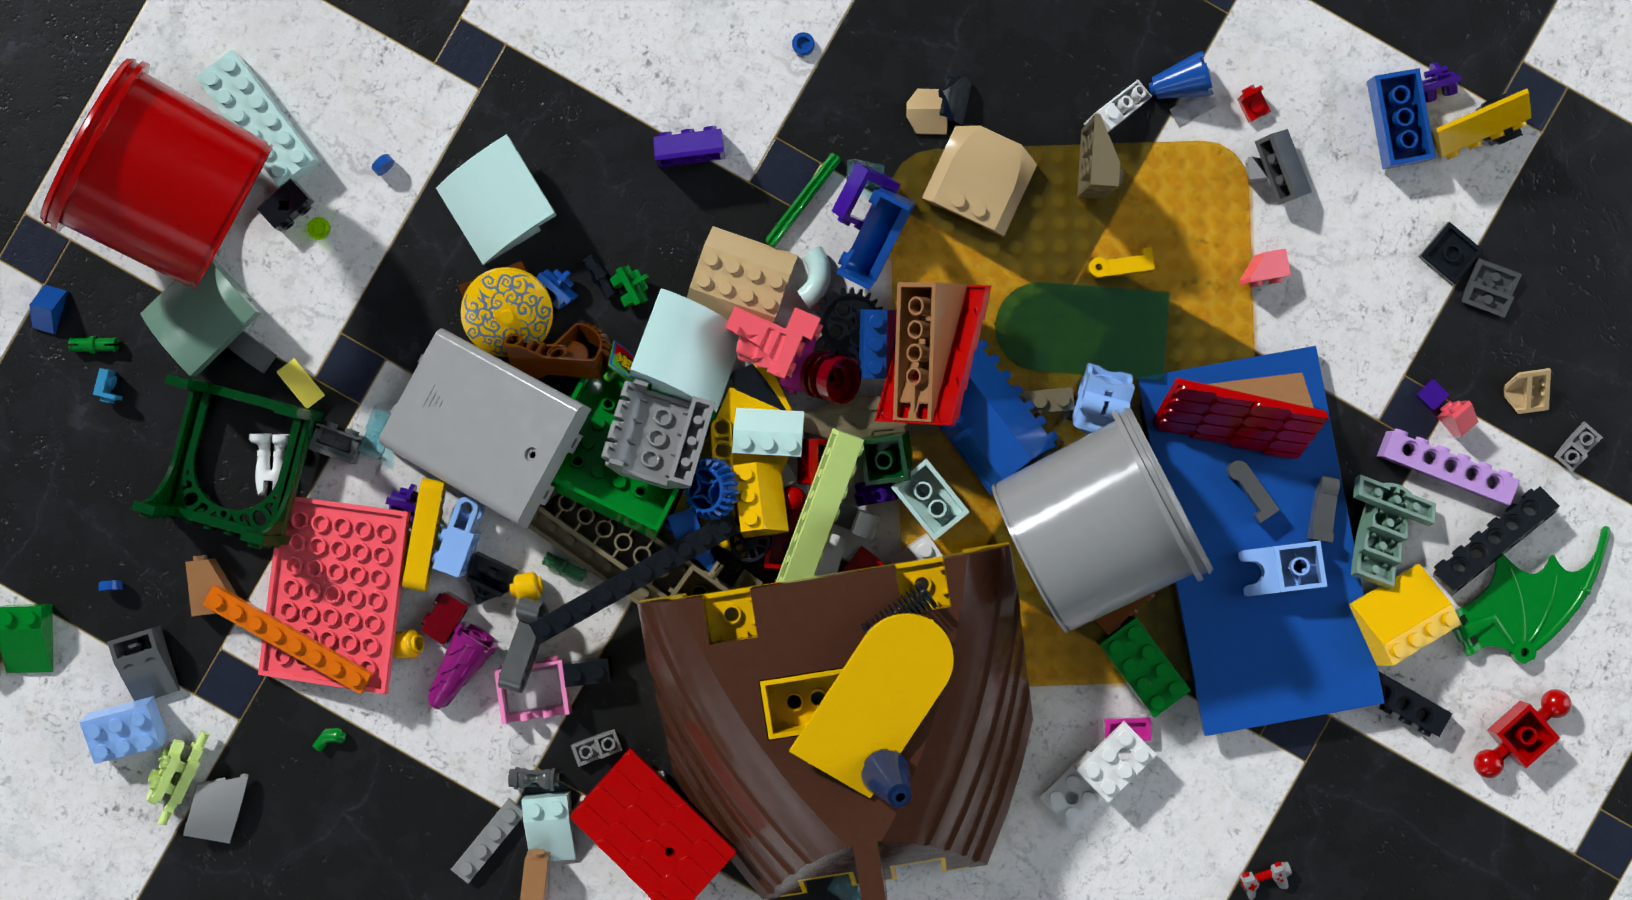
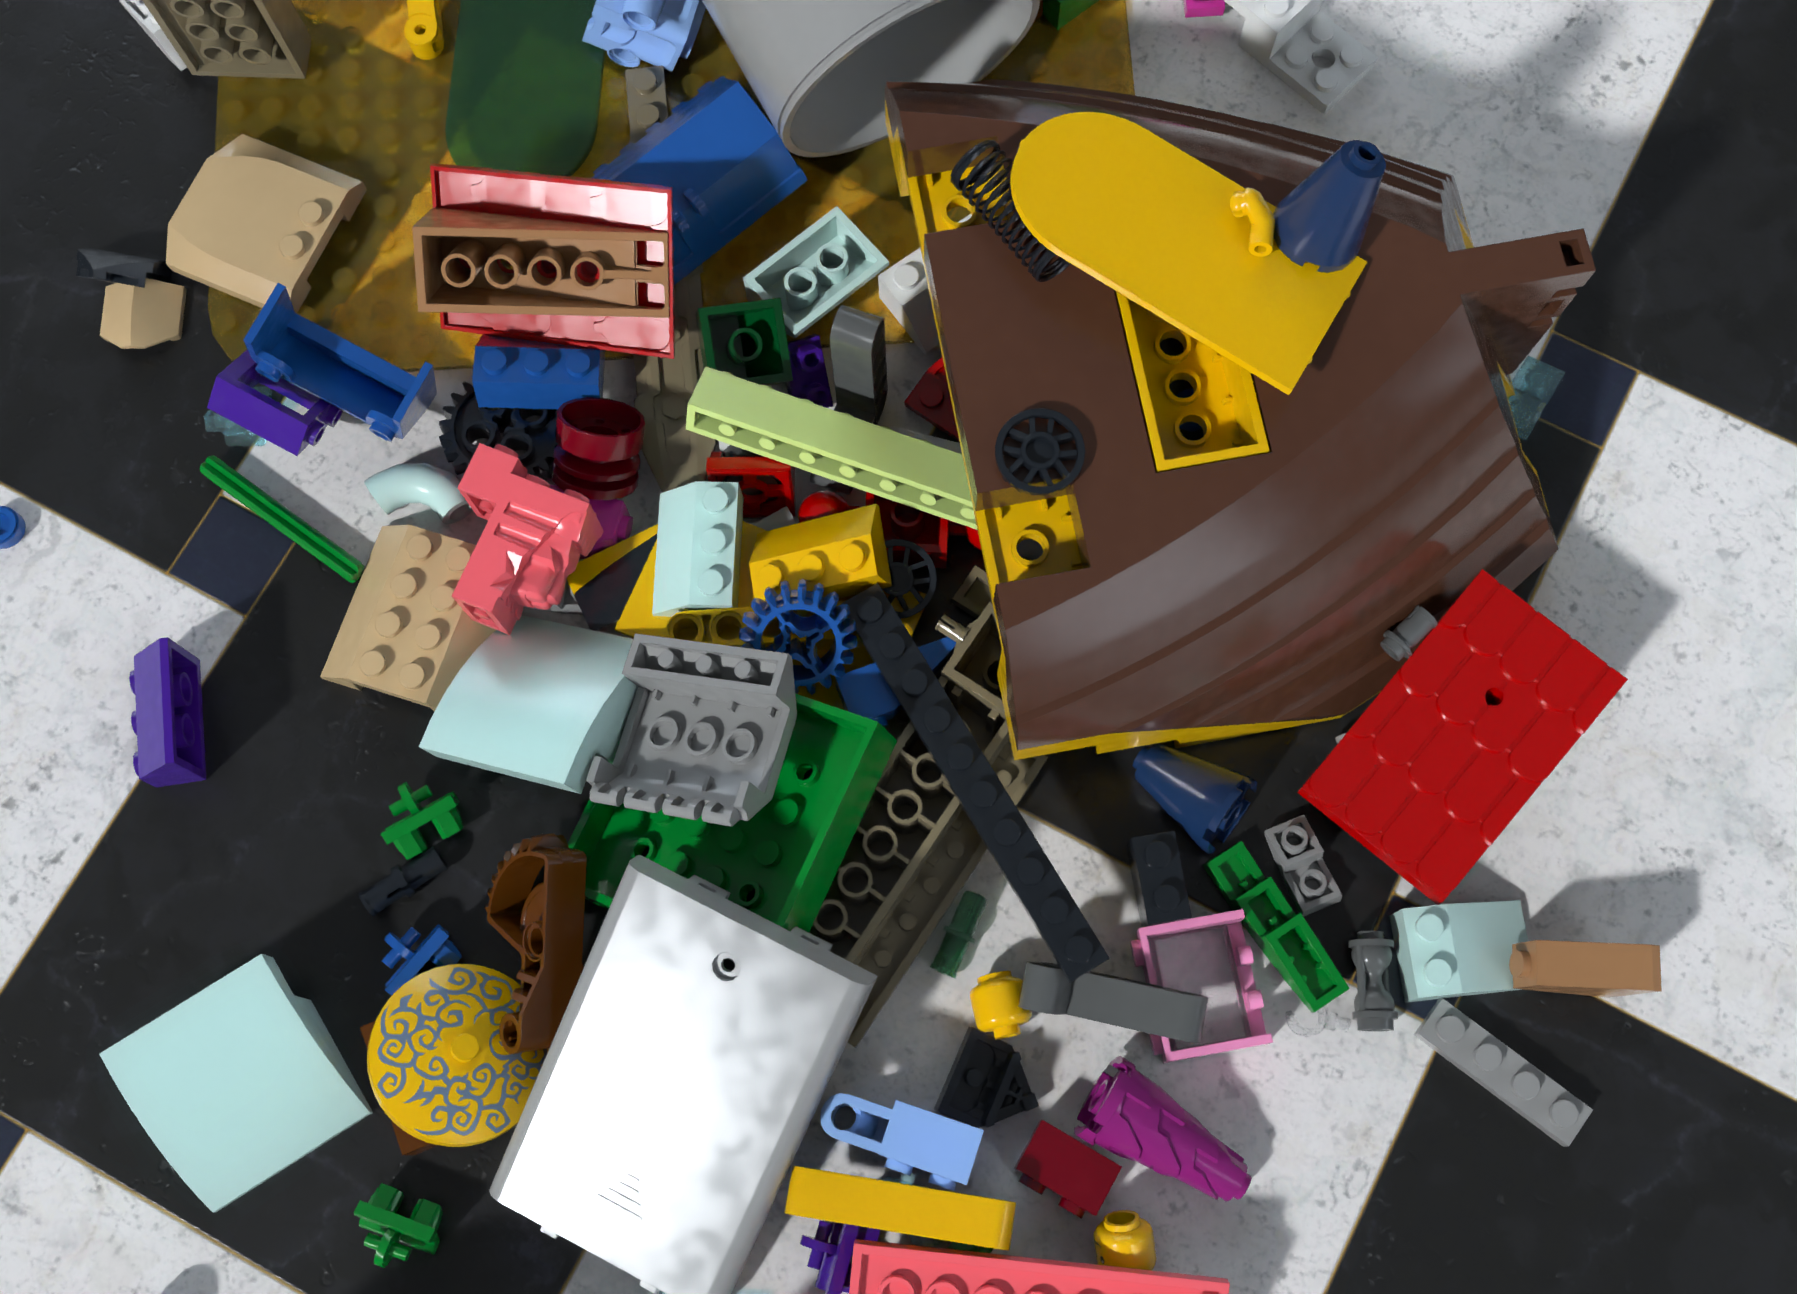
camera: 90 degrees left, 15 degrees down
(430, 273) = (381, 1217): none -> green hips
(564, 730) = (1276, 928): none -> green slope
(620, 364) = (570, 814): shield -> none
(631, 694) = (1194, 792): none -> dark blue cone
(704, 810) = (1408, 633): none -> dark grey pin
(769, 622) = (1039, 452): none -> black wheel
(887, 743) = (1261, 219): none -> yellow arm

